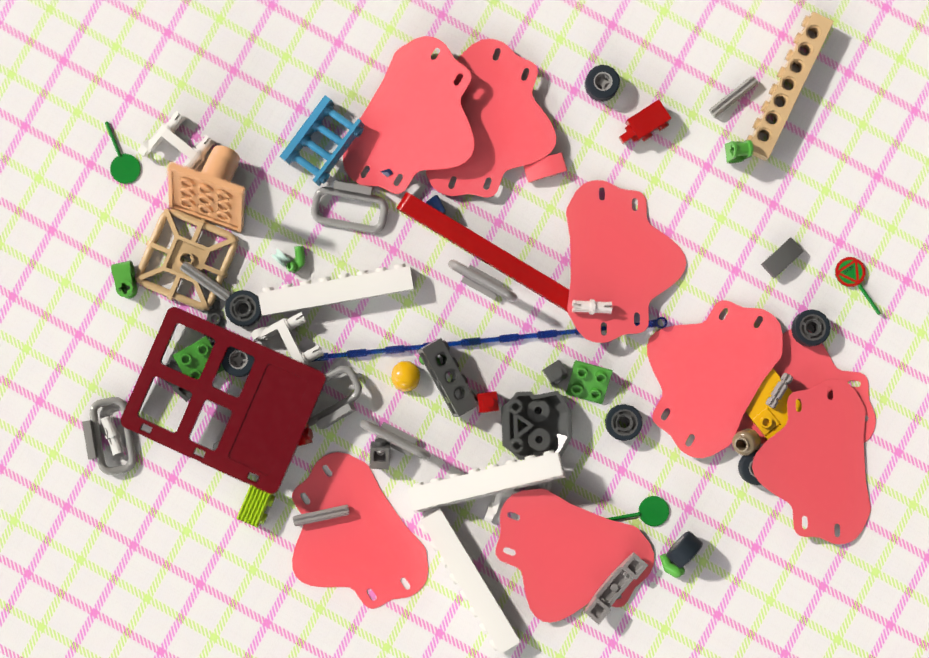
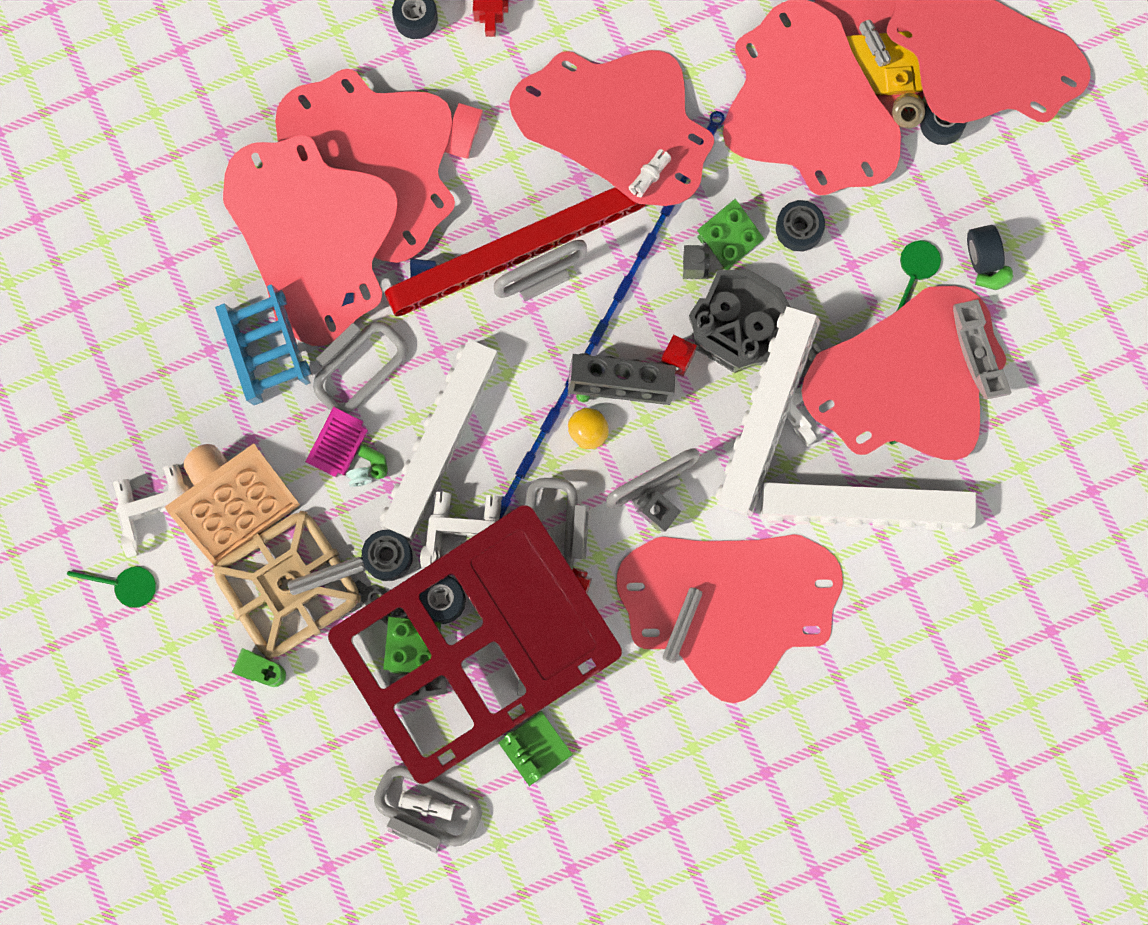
camera: 50 degrees left, 10 degrees down
(188, 477) = (535, 748): none -> bright green hinge
(255, 506) = (620, 691): lime brick -> none
(293, 229) = (337, 443): none -> dark pink window

